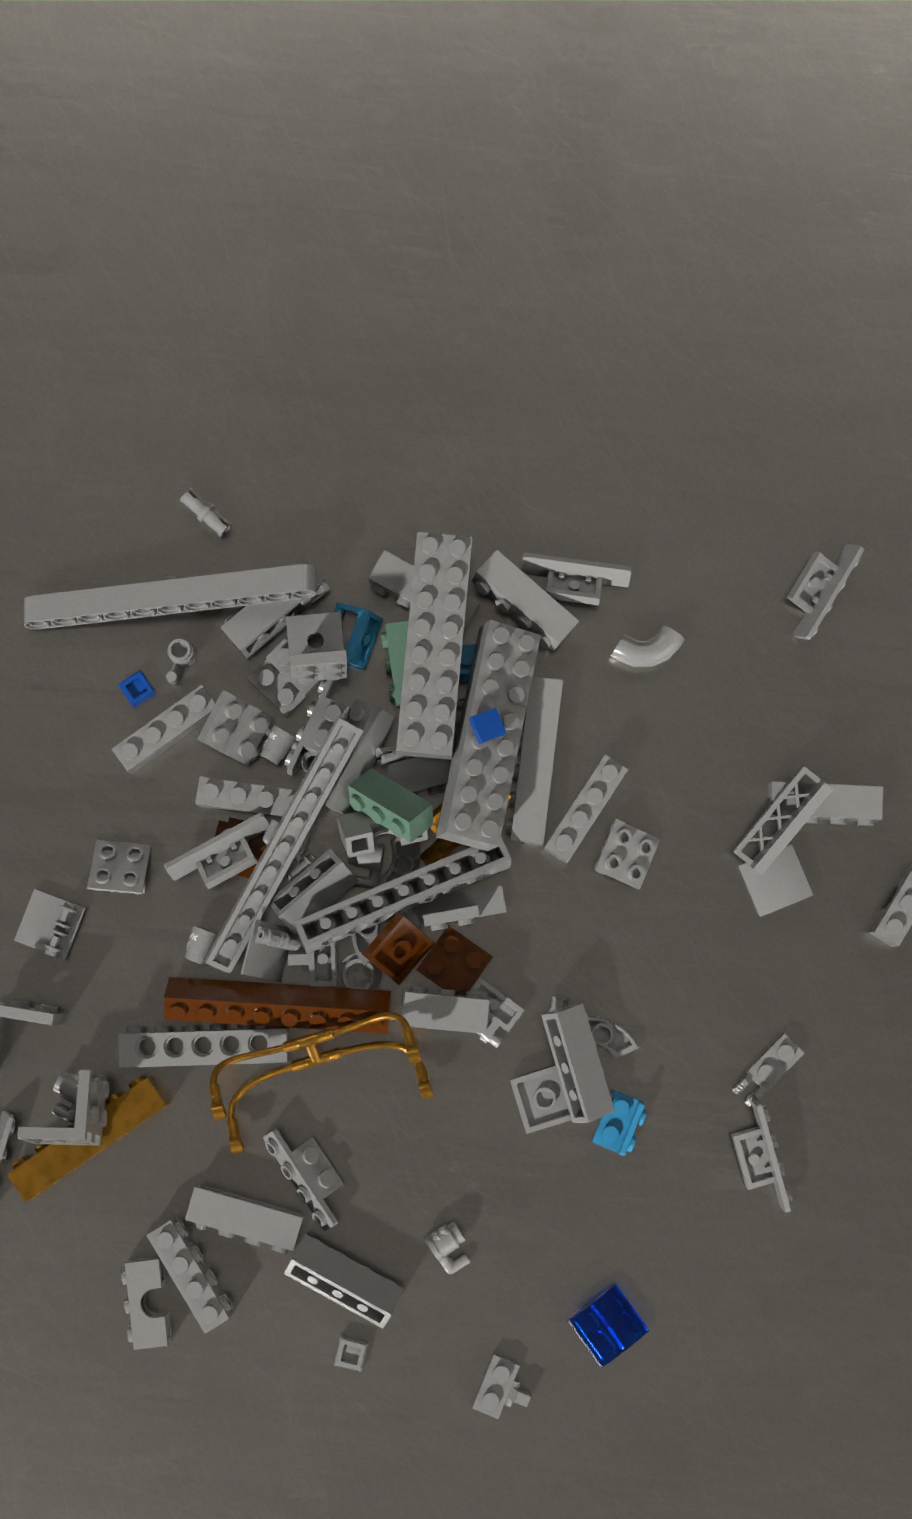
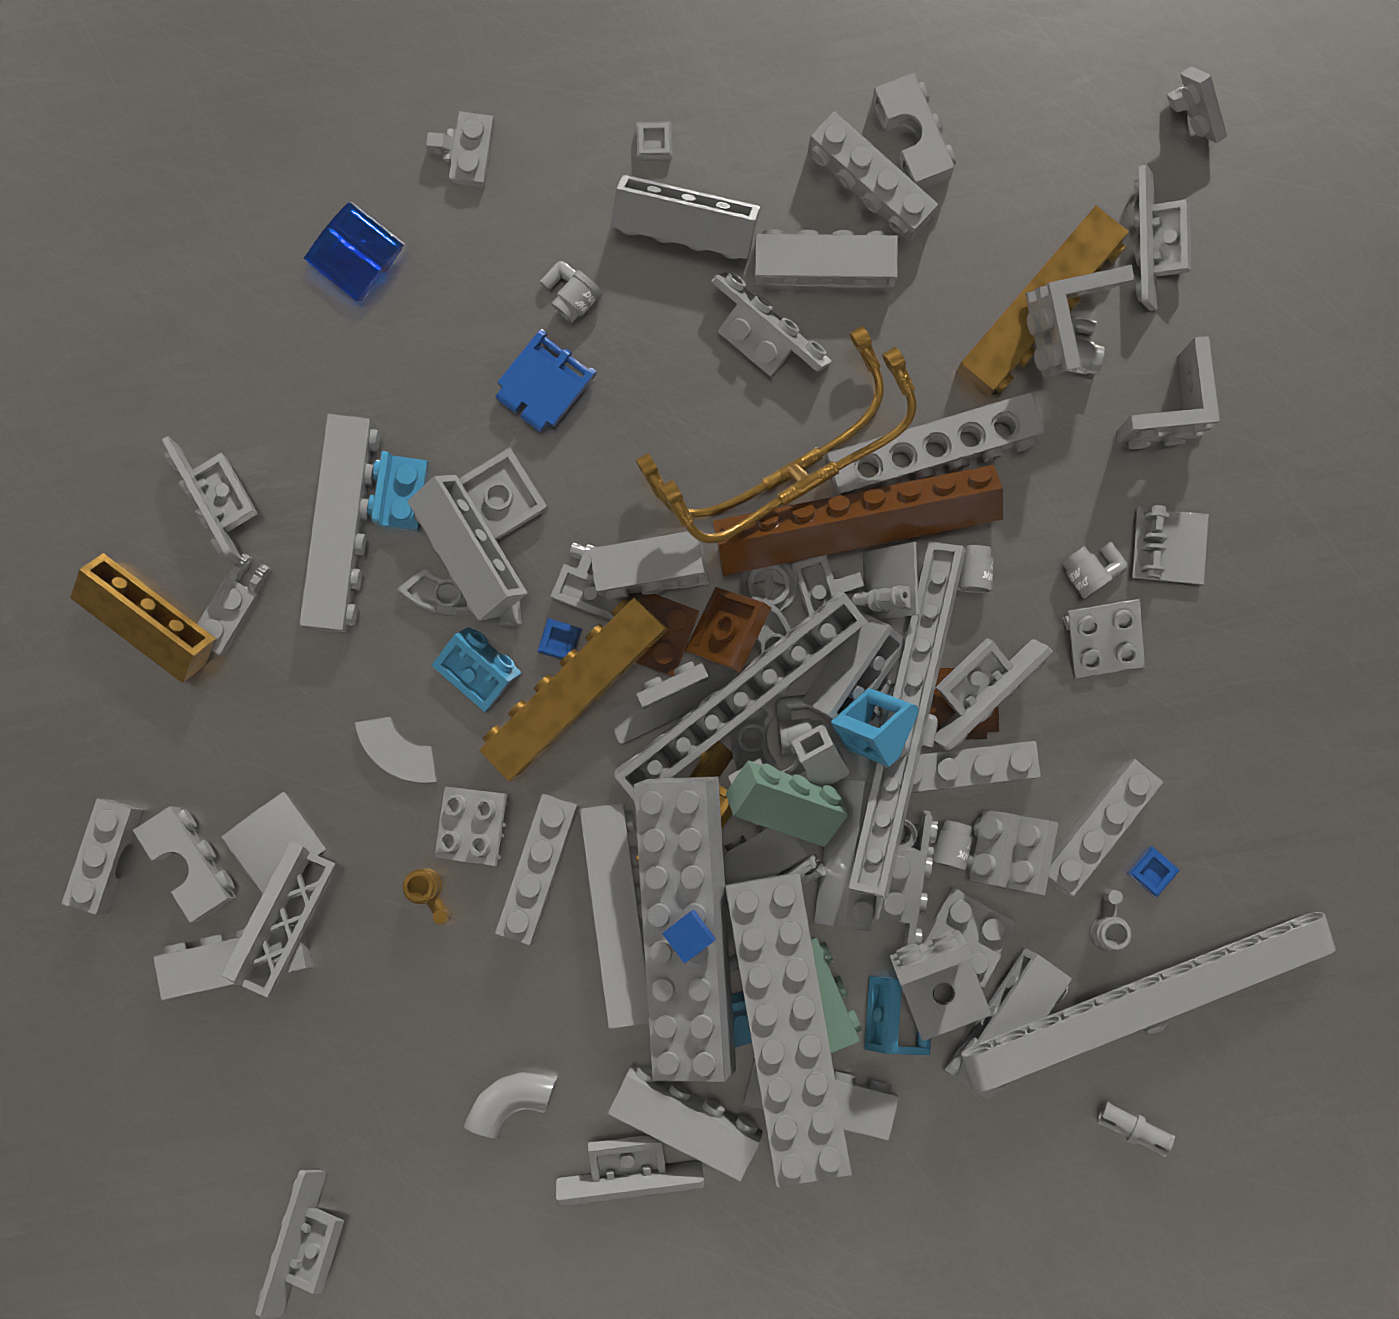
camera: 165 degrees right, 0 degrees up
(117, 918) = (1087, 571): none -> light grey piece
(309, 827) = (877, 744): none -> dark azure tile
(488, 1179) = (543, 383): none -> blue plate
(524, 934) = (573, 689): none -> pearl gold brick
(526, 975) = (559, 639): none -> blue tile
(593, 971) = (476, 667): none -> dark azure bracket
(670, 923) = (394, 753): none -> light grey tile
(671, 1109) = (339, 524): none -> light grey brick
(673, 818) = (424, 887): none -> pearl gold piece
(836, 1076) = (142, 617): none -> pearl gold brick
(848, 906) = (205, 886): none -> light grey arch

